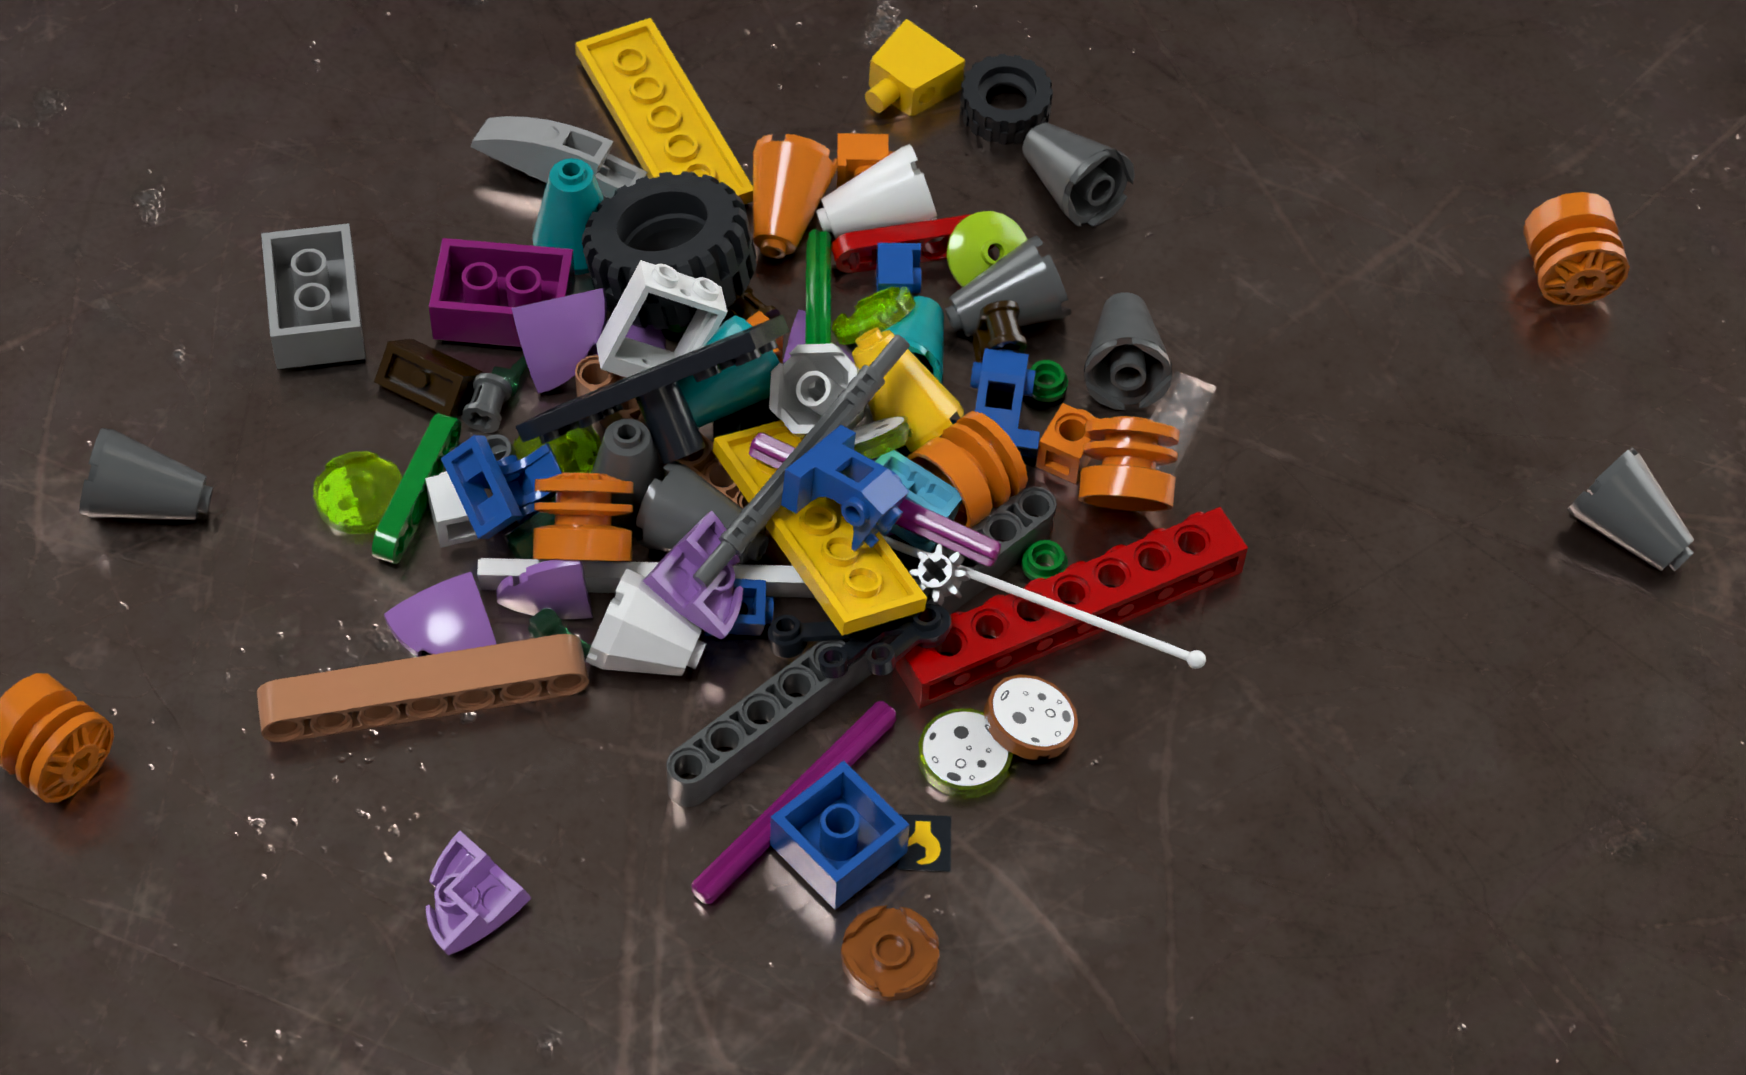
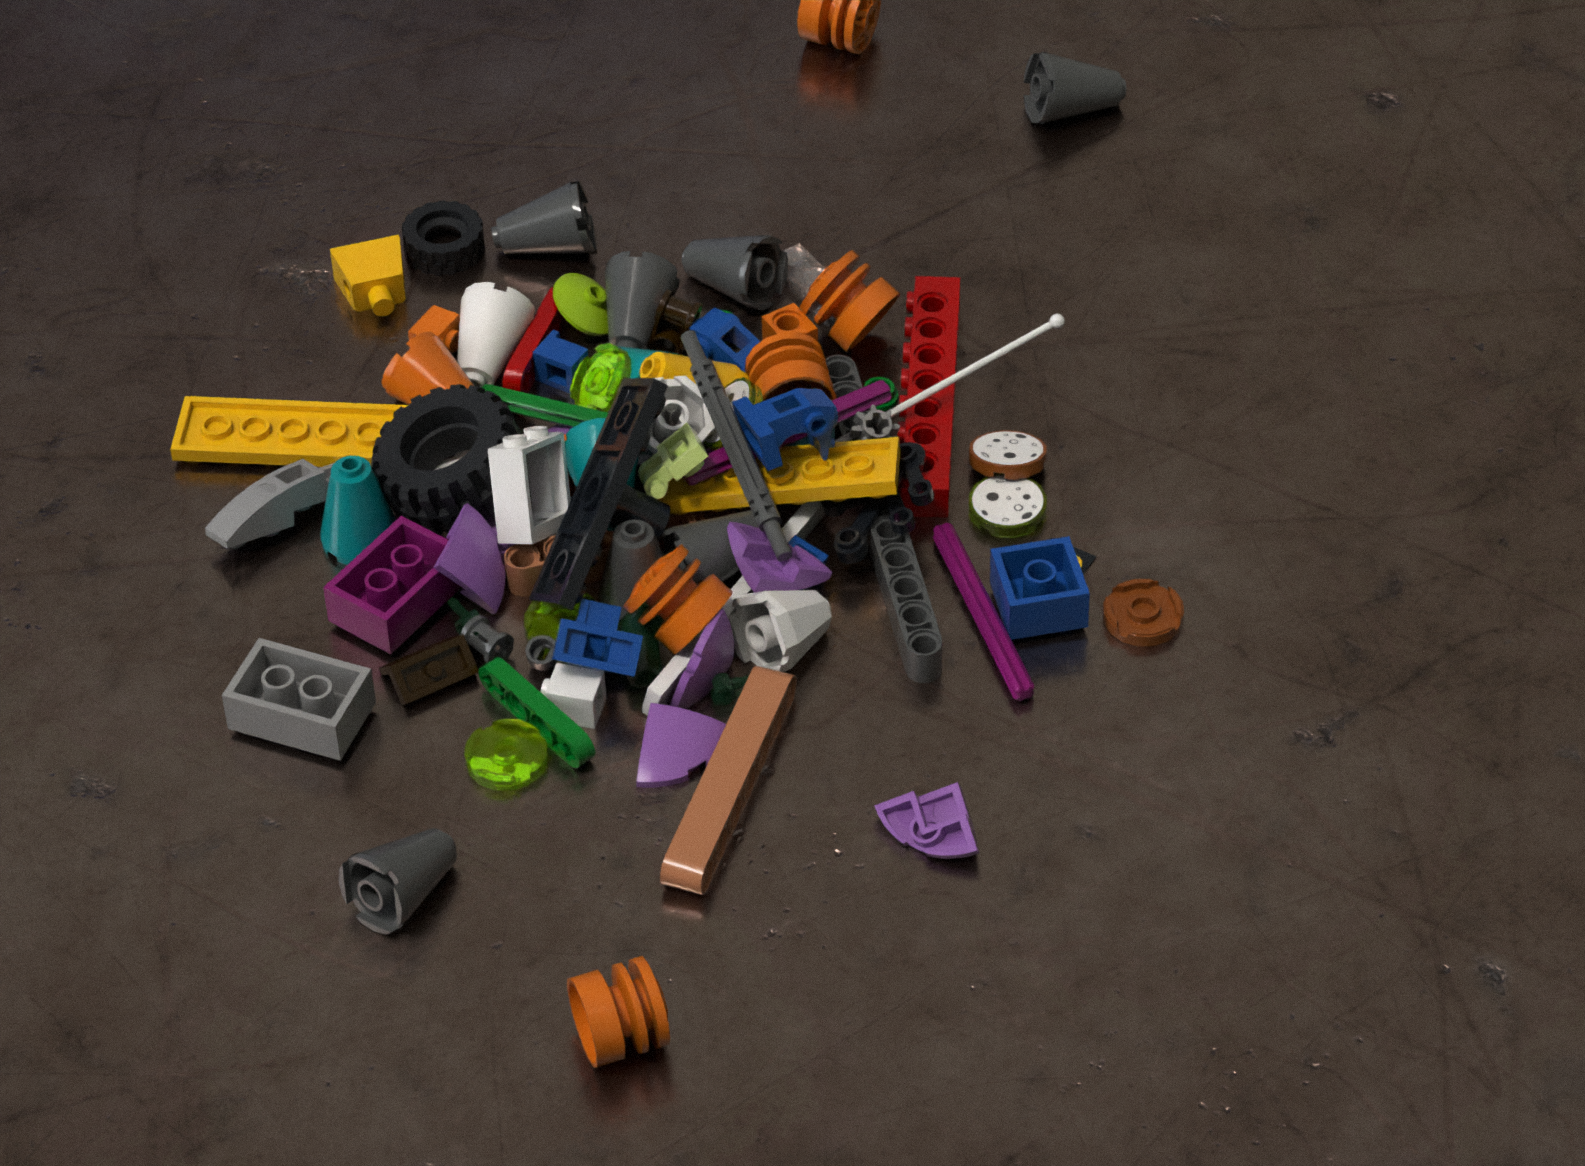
camera: 55 degrees left, 10 degrees down
(745, 419) = (676, 457): none -> yellowish green plate

